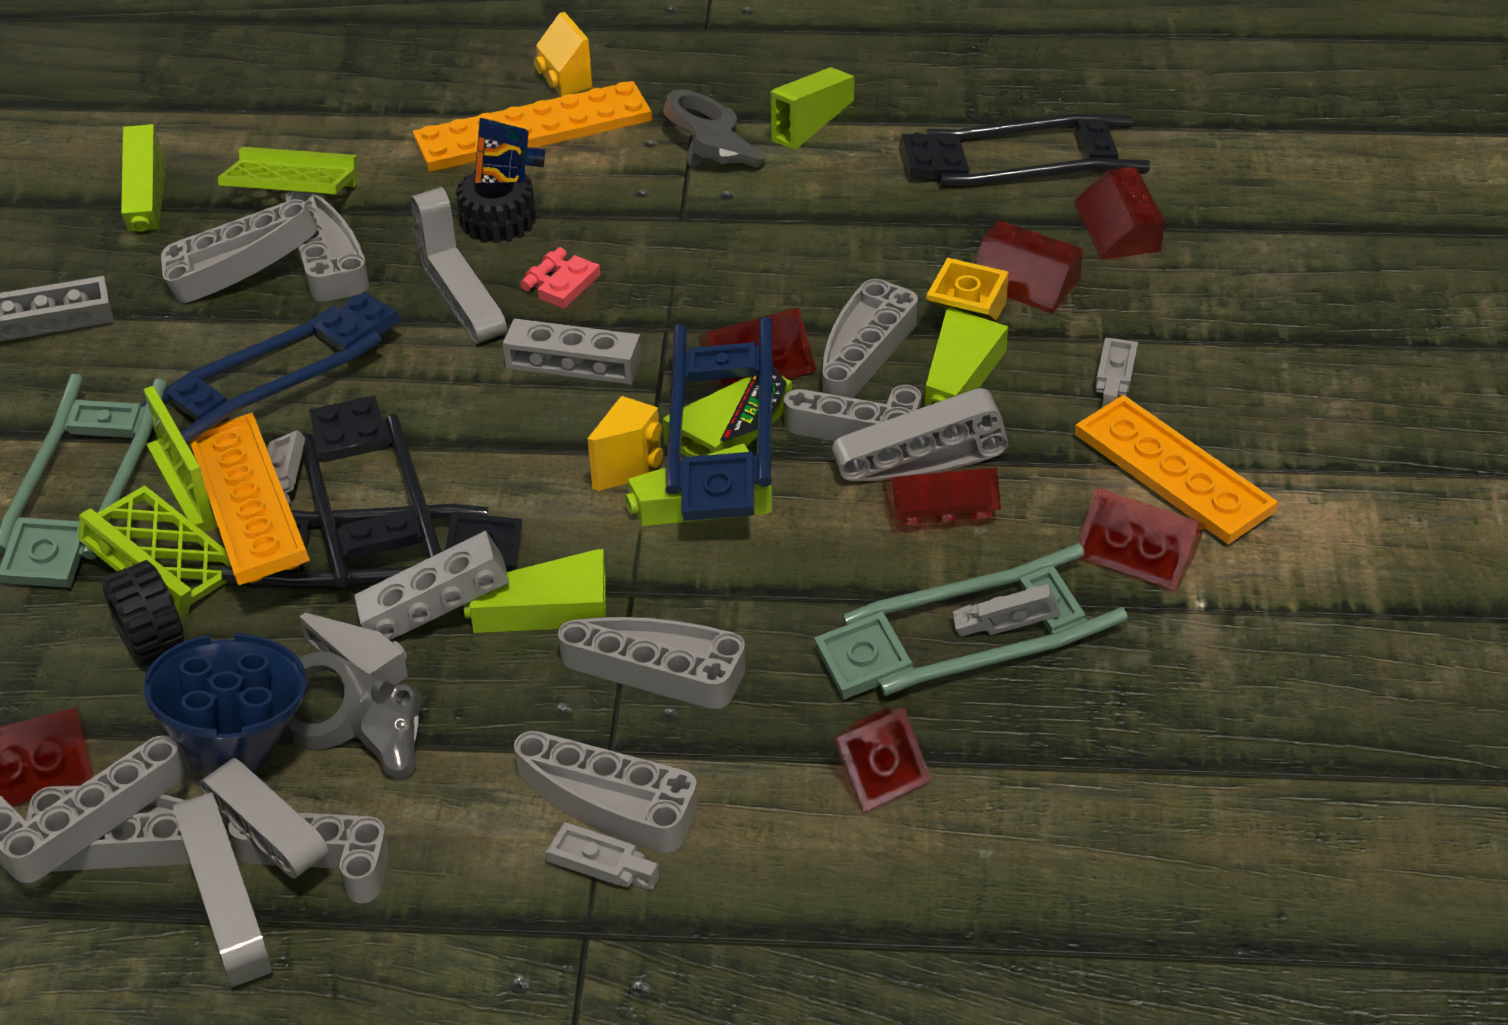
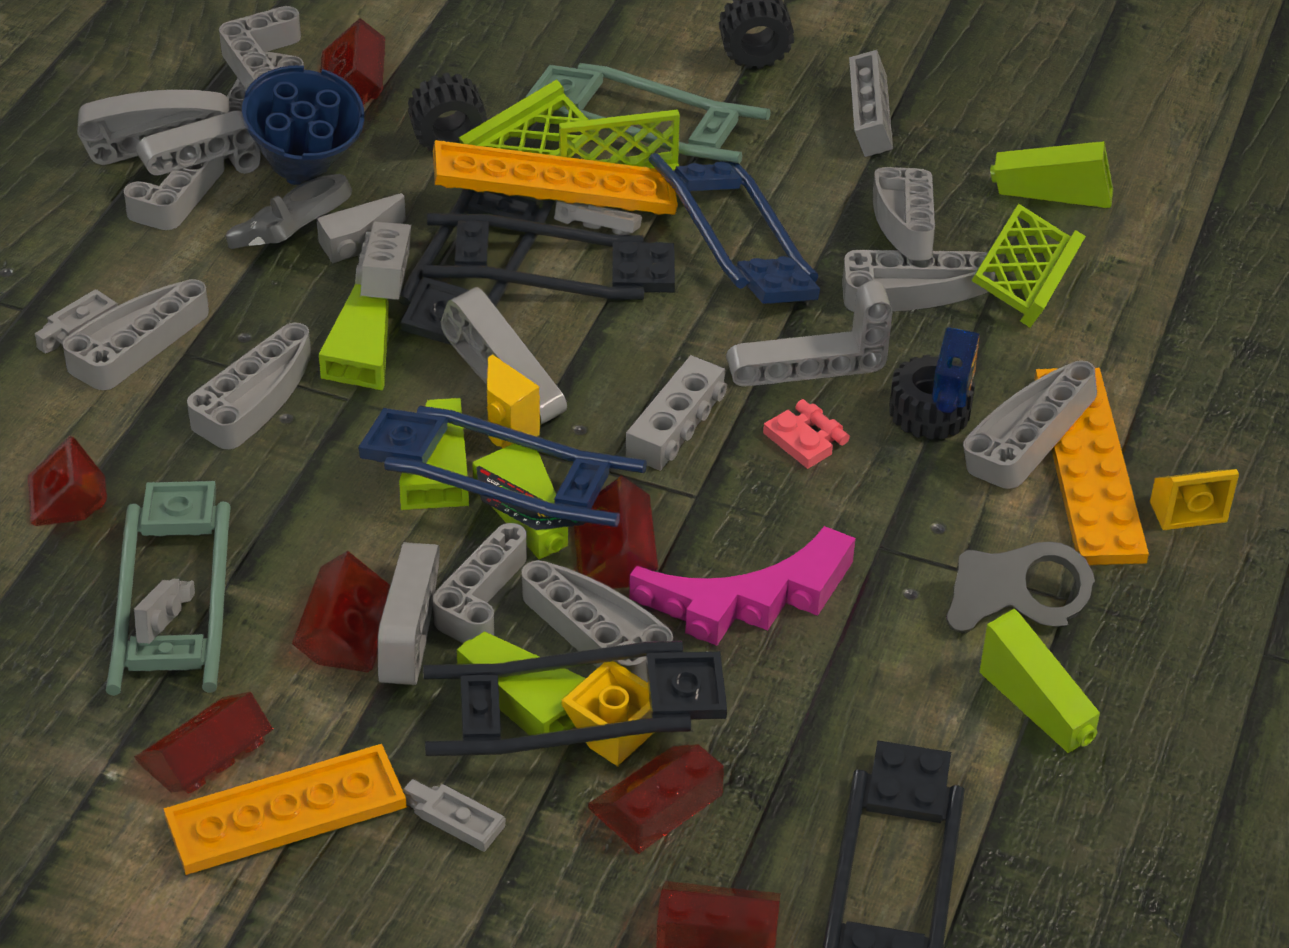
camera: 105 degrees right, 0 degrees up
(543, 473) = (481, 331): none -> light grey beam
(563, 146) = (1029, 425): none -> light grey beam
(786, 257) = (755, 597): none -> dark pink arch
(951, 238) = (679, 687): none -> black plate

